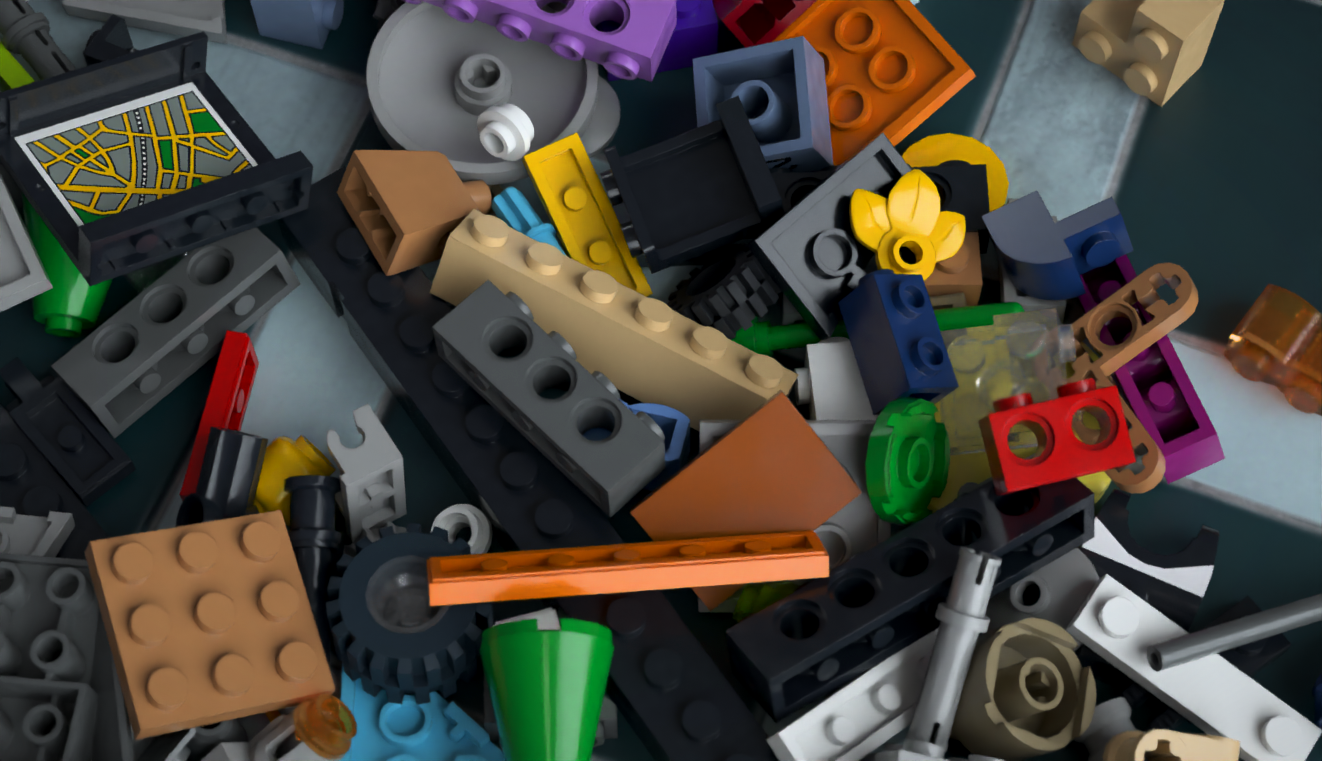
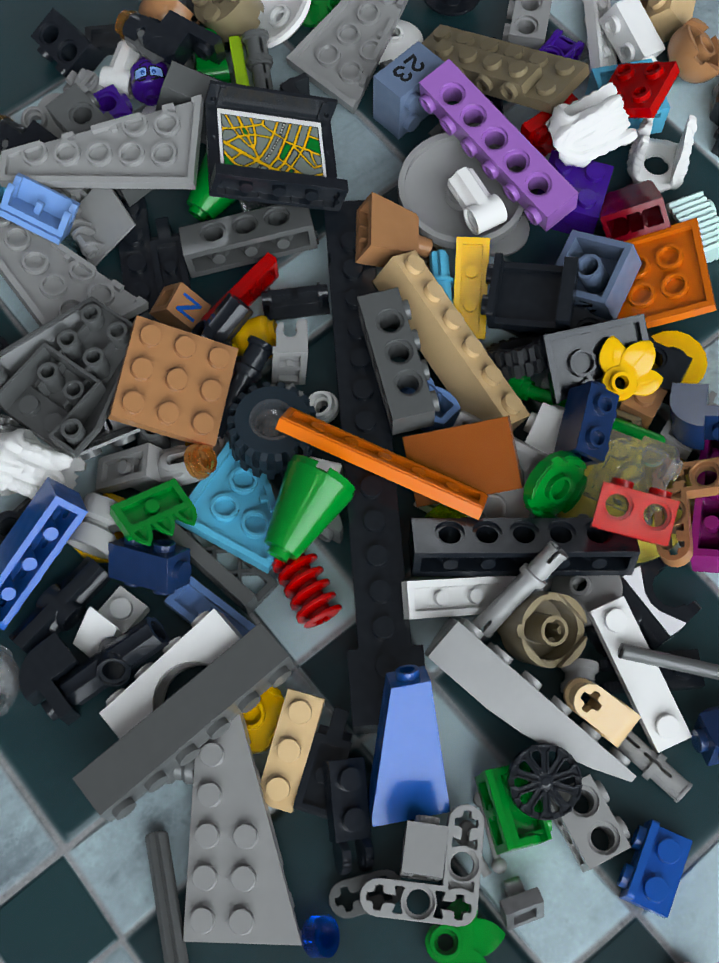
camera: 30 degrees right, 5 degrees up
(130, 495) = (179, 307): none -> medium nougat brick
(315, 388) = (295, 302): none -> black hinge
(505, 131) = (454, 220): white plate -> none
(542, 92) = (479, 207): none -> white piece

